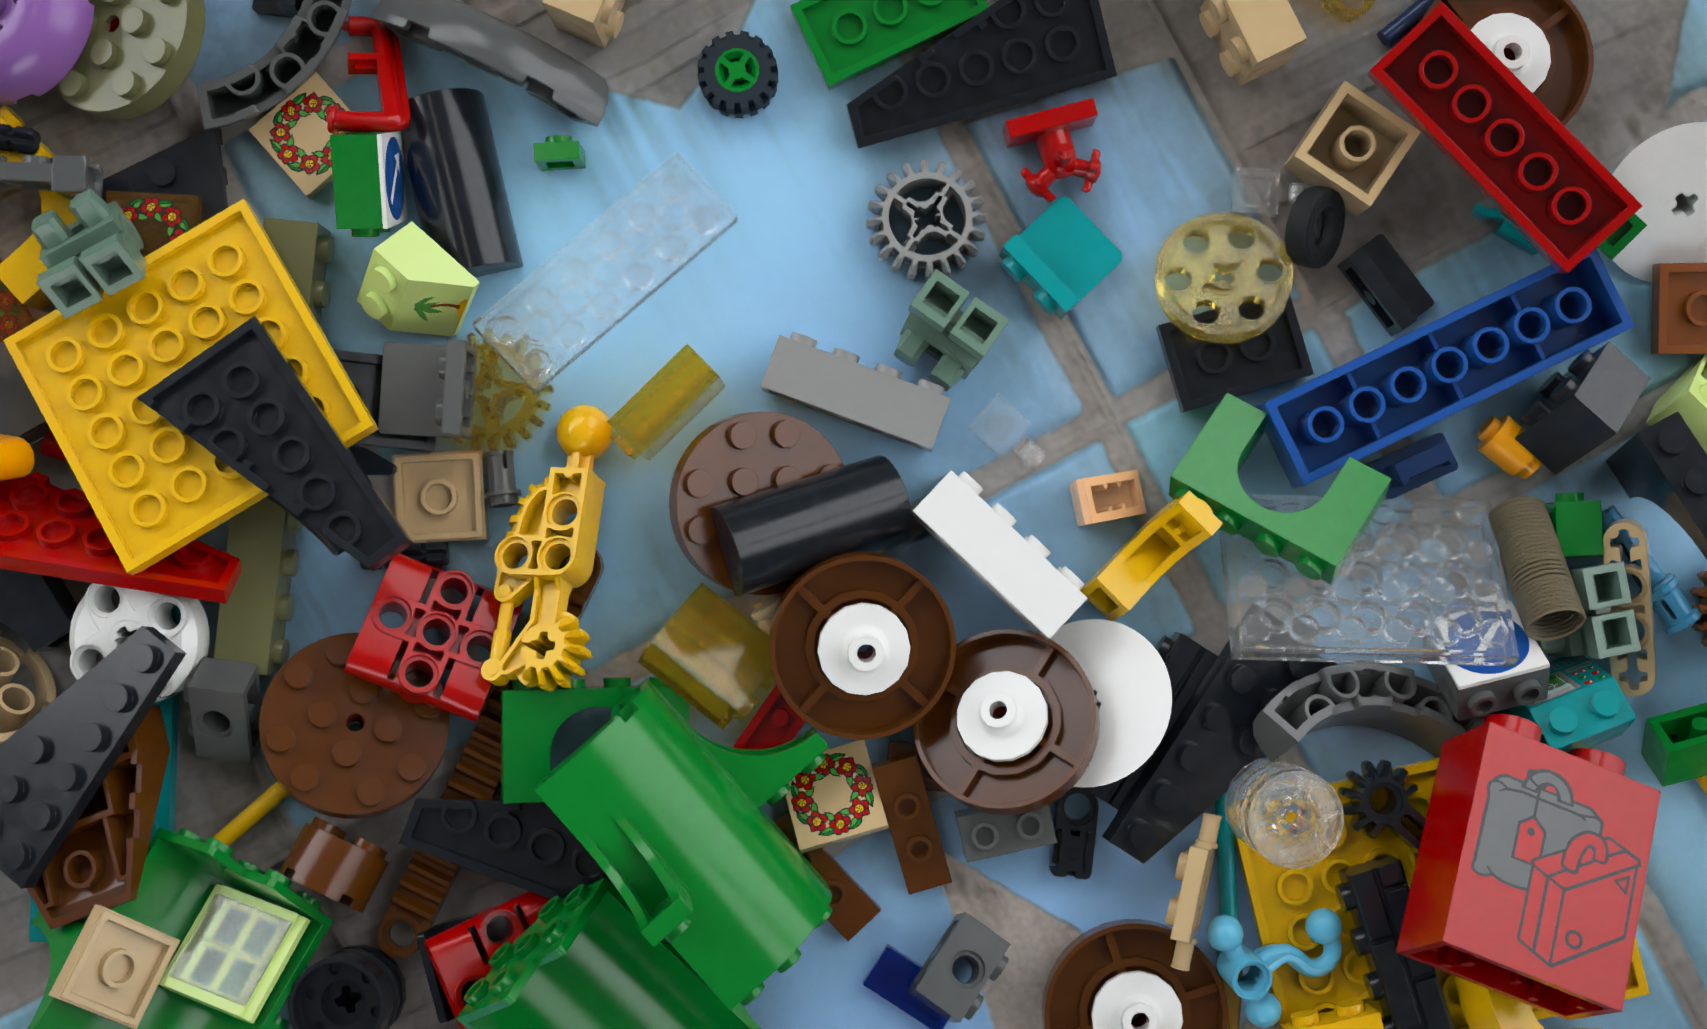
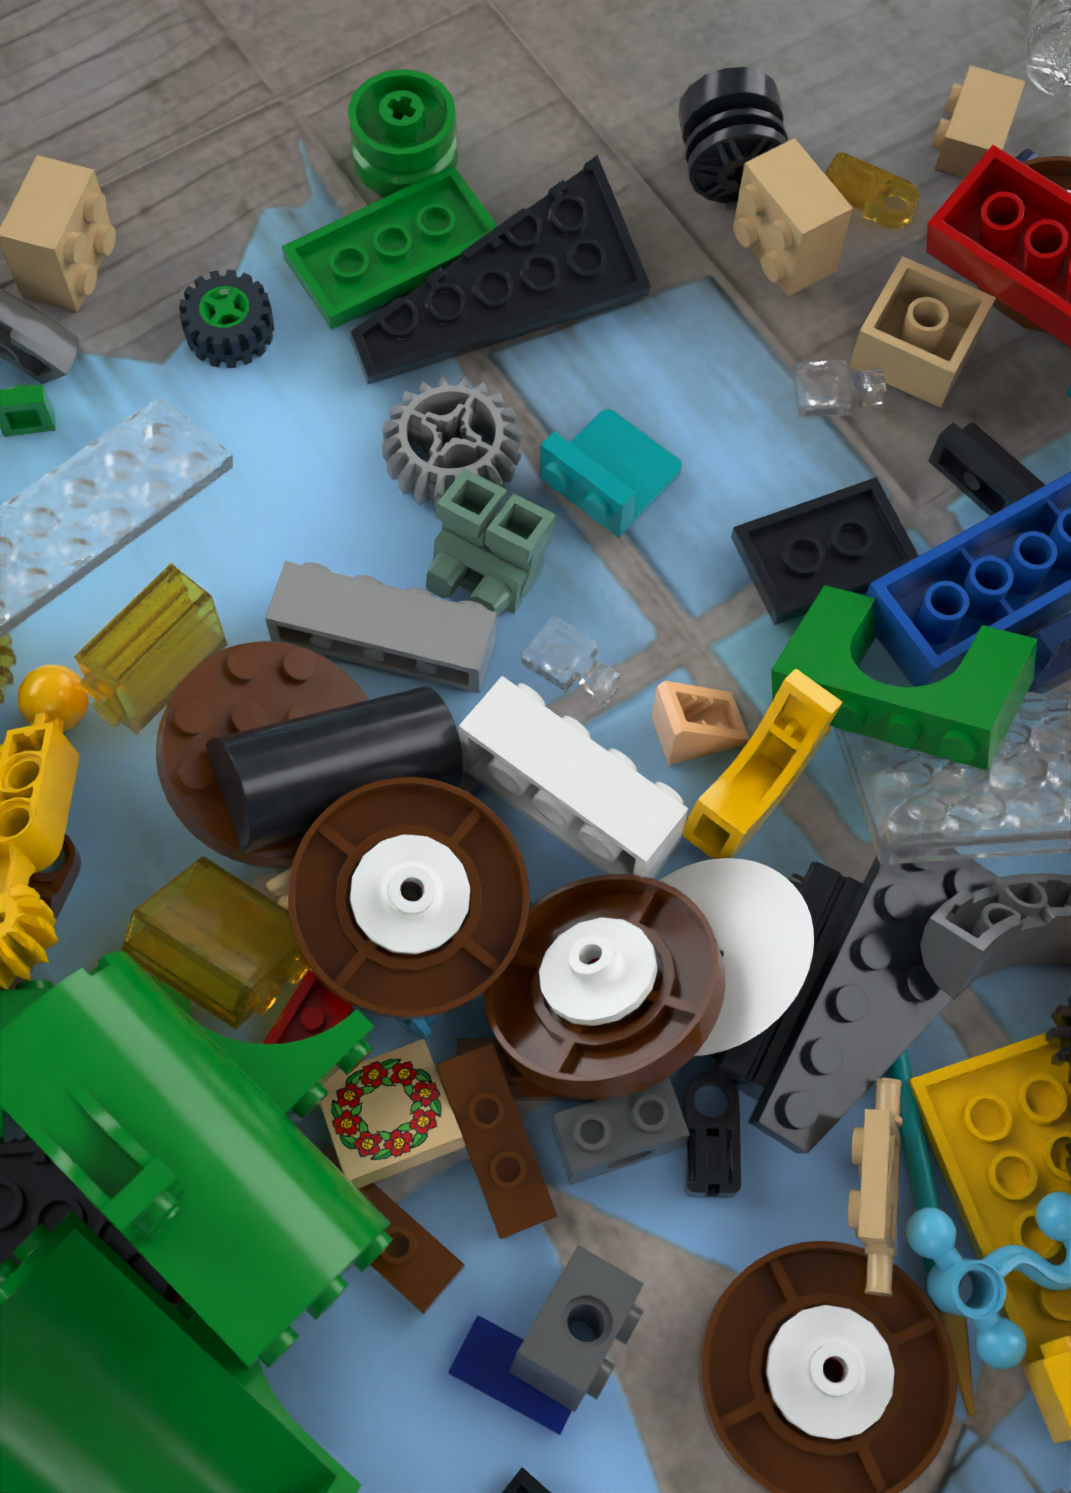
camera: 10 degrees left, 20 degrees down
(1053, 137) = (587, 345): red piece -> none
(1220, 295) = (800, 472): clear yellow wedge -> none
(1265, 794) = (953, 1072): clear wheel -> none
(1314, 207) = (889, 389): black tyre -> none

